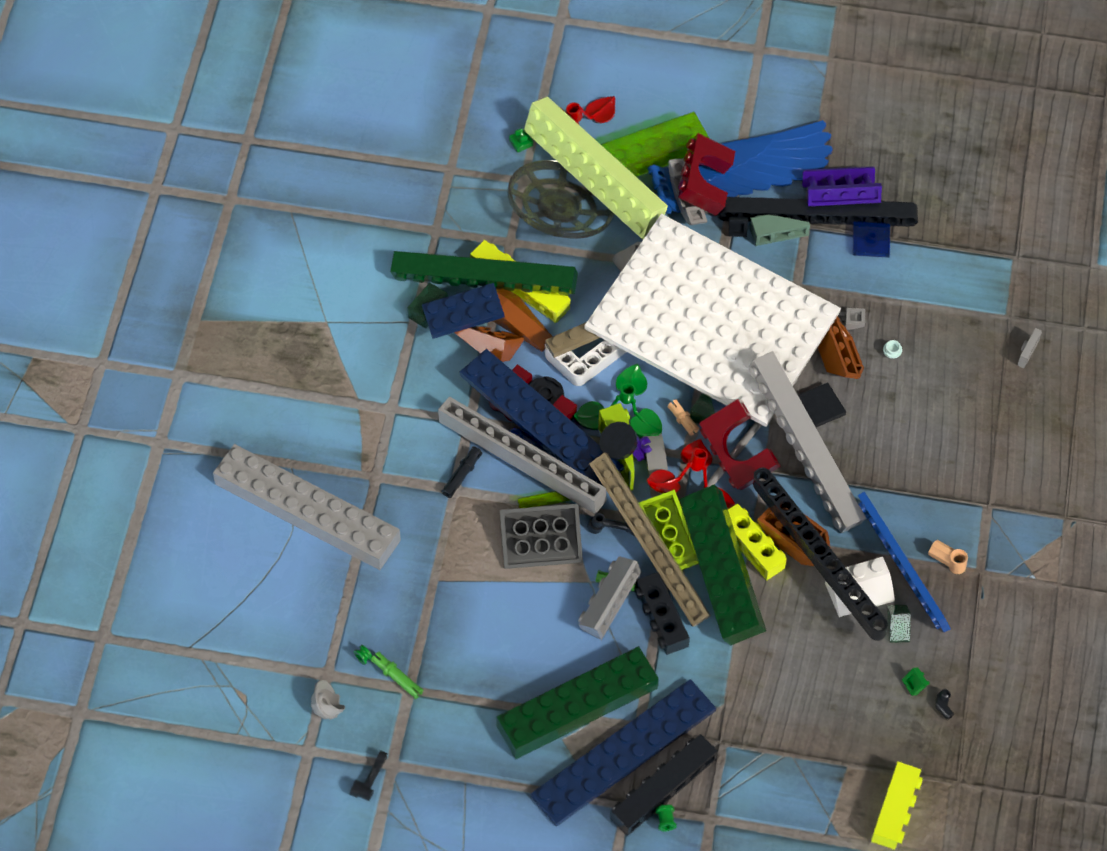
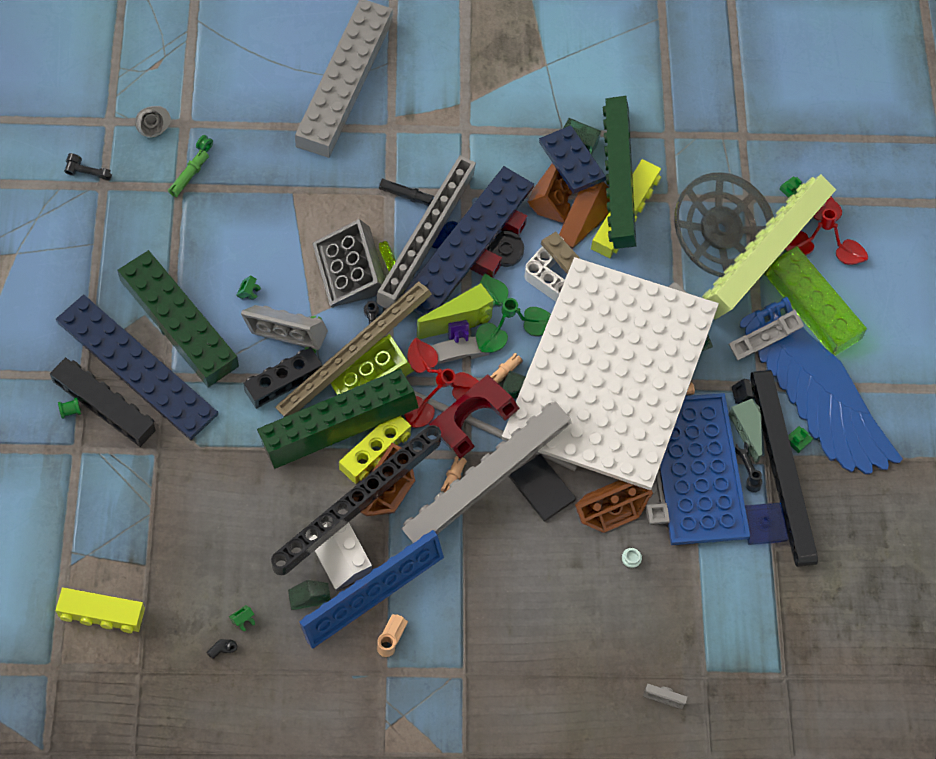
camera: 75 degrees right, 5 degrees up
(551, 634) = (247, 287): none -> green tile
(618, 440) = (447, 301): black tile -> none
(693, 186) = (815, 338): dark red arch -> none
(790, 192) = (799, 439): none -> green tile
(791, 480) = (454, 473): none -> light nougat pin
(829, 236) = (754, 479): none -> black brick
(836, 274) = (703, 475): none -> blue plate
(841, 186) = (804, 485): dark purple fence -> none

